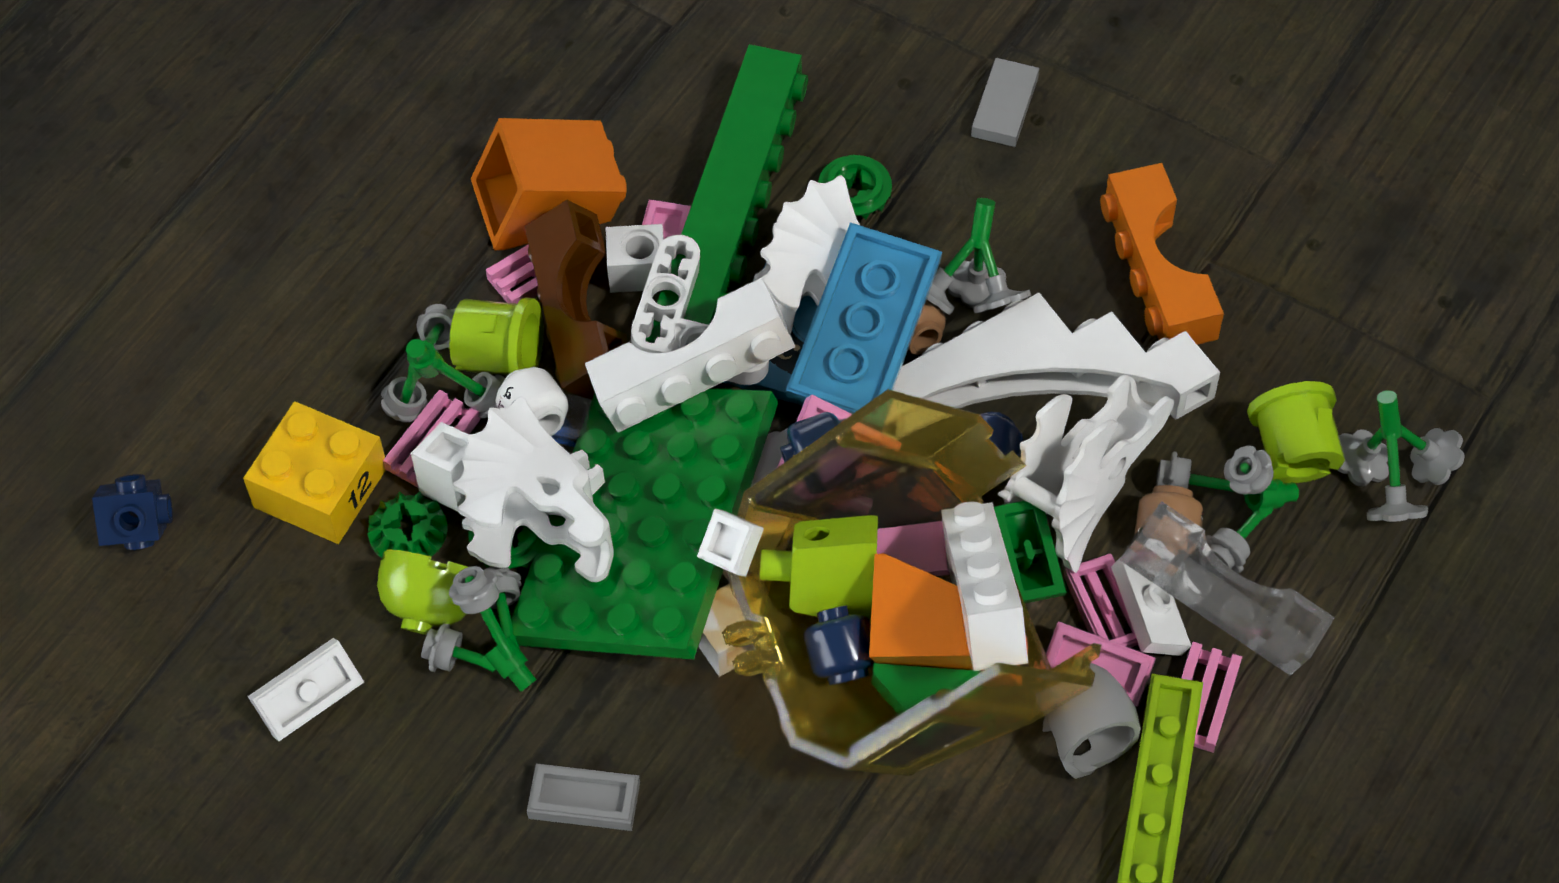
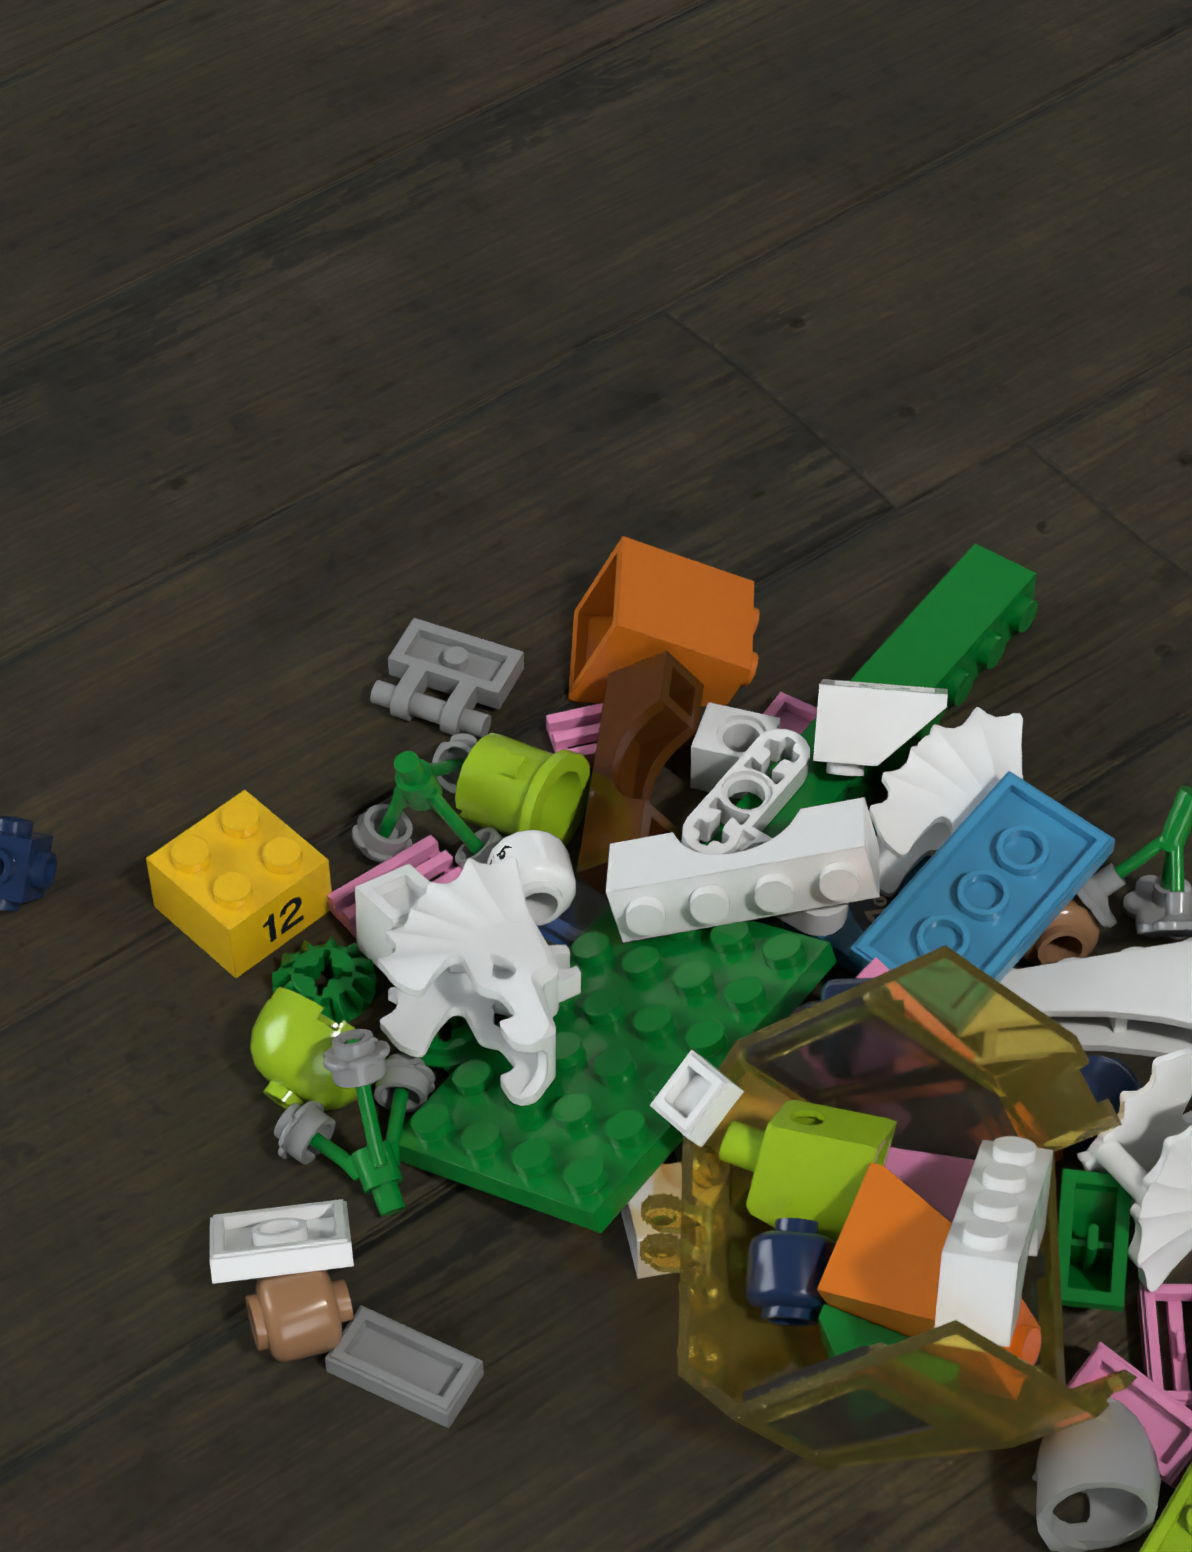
camera: 20 degrees right, 10 degrees down
(306, 689) = (119, 1128): white plate -> none
(401, 249) = (451, 663): none -> light grey plate
(463, 737) = (280, 1241): none -> white tile
(496, 784) = (298, 1314): none -> medium nougat head
(734, 208) = (869, 721): none -> white slope
(874, 182) = (1075, 753): green gear -> none

